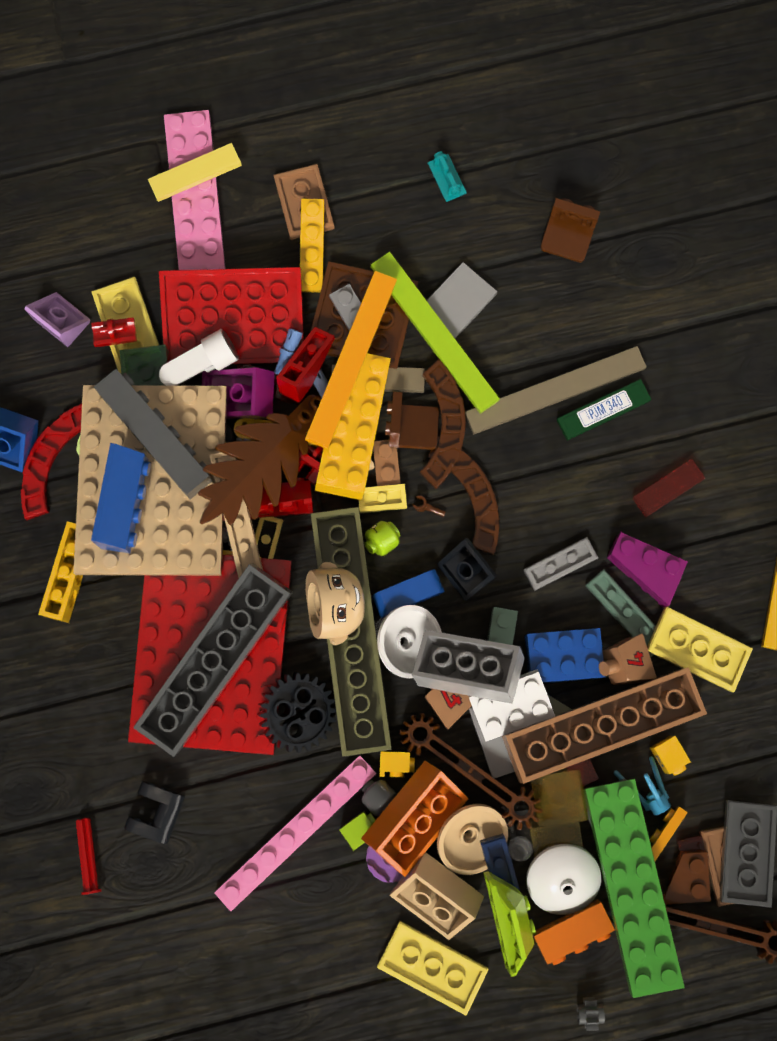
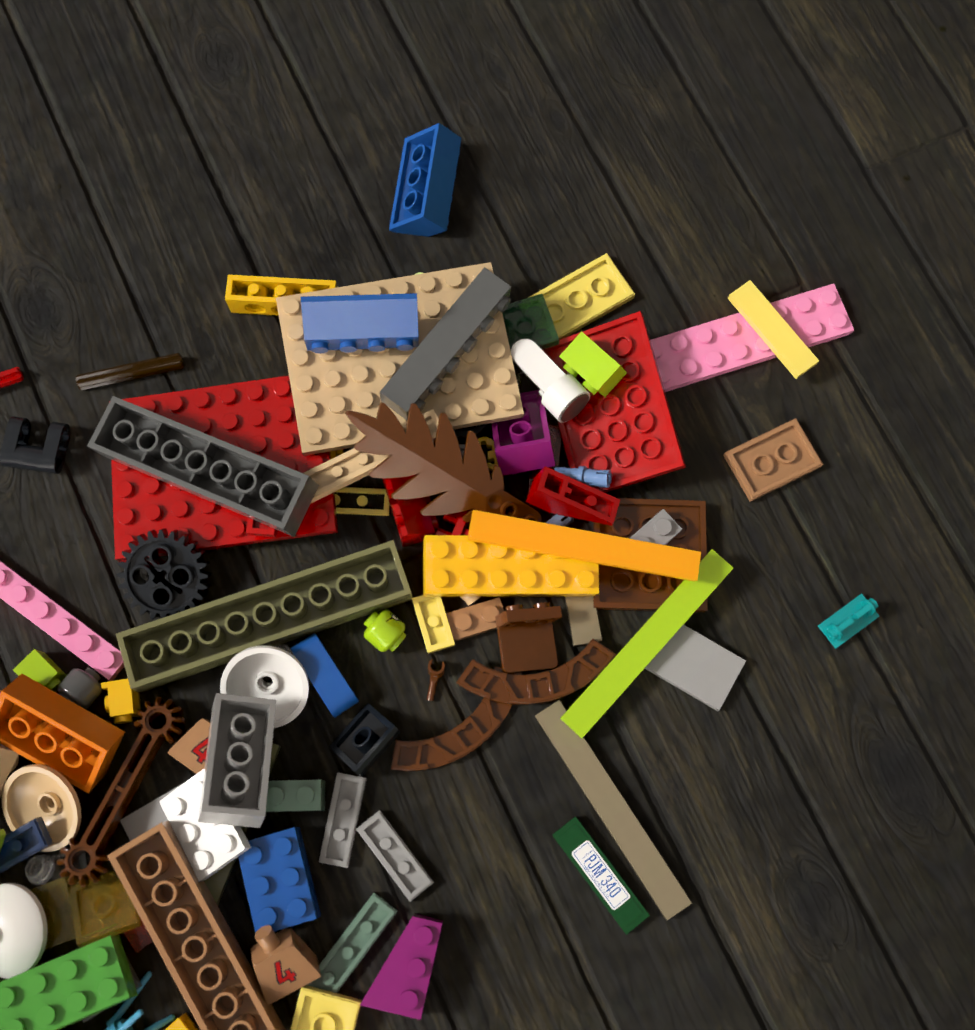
camera: 75 degrees right, 5 degrees down
(41, 459) = (401, 245): red tile -> none
(58, 317) = (567, 225): lavender slope -> none
(103, 720) = (129, 371): none -> dark brown axle
(114, 332) = (562, 284): red hips -> none
(196, 320) = (592, 364): none -> brick
(312, 244) = (721, 478): yellow plate -> none
(334, 602) = (286, 585): tan piece -> none
(525, 600) = (342, 820): none -> light grey tile
(569, 230) = (821, 786): reddish brown bracket -> none
(668, 488) = (517, 979): clear red tile -> none

